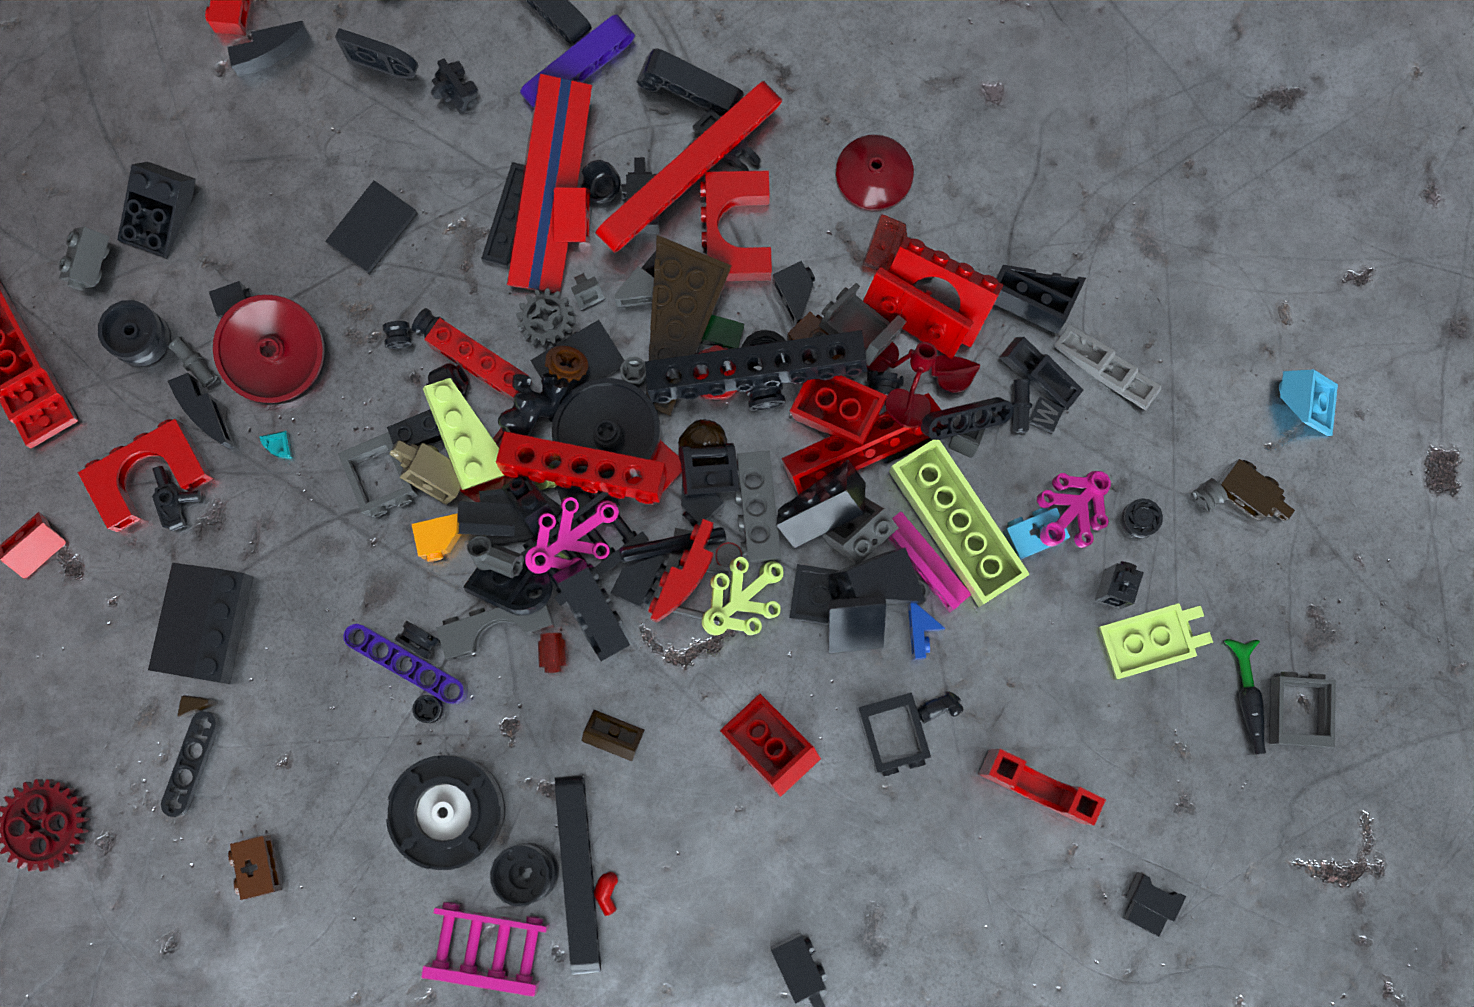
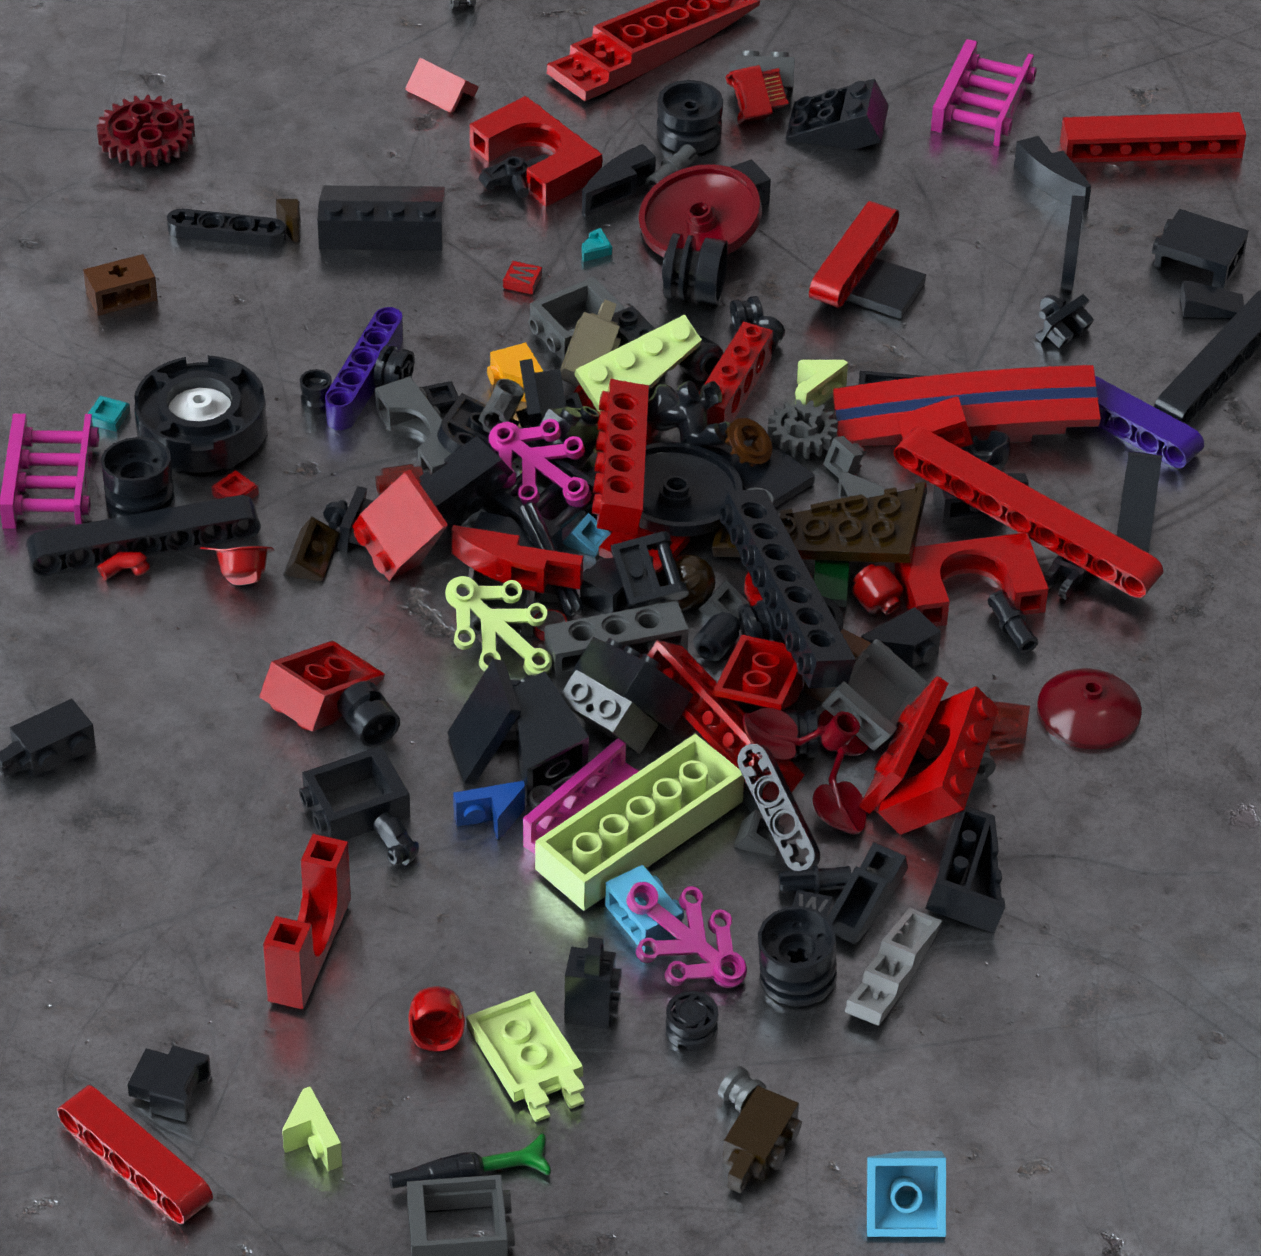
camera: 80 degrees right, 35 degrees down
(114, 269) = (757, 92): none -> red piece
(146, 102) = (962, 77): none -> dark pink fence
(308, 513) = (522, 277): none -> red tile
(345, 366) = (689, 268): none -> black wheel
(347, 231) = (854, 254): none -> red beam
(415, 891) = (109, 413): none -> teal tile
(448, 604) = (441, 395): none -> black tile
(491, 290) = (818, 379): none -> yellowish green slope
(529, 791) = (235, 485): none -> red tile
(578, 690) = (342, 516): none -> black hips
(620, 797) = (242, 564): none -> red piece
(634, 512) = (586, 536): none -> medium azure slope
(634, 664) = (399, 527): none -> slope
(727, 415) = (723, 599): none -> dark grey slope
(738, 298) = (877, 589): none -> red head
(767, 429) = (717, 636): none -> black brick
(784, 205) = (1012, 621): none -> black pin
(813, 712) = (368, 713): none -> black wheel
(1122, 436) = (797, 956): none -> black wheel
(1123, 701) = (436, 1017): none -> red helmet
(1204, 805) = (311, 1127): none -> yellowish green slope
(1215, 936) = (135, 1154): none -> red beam

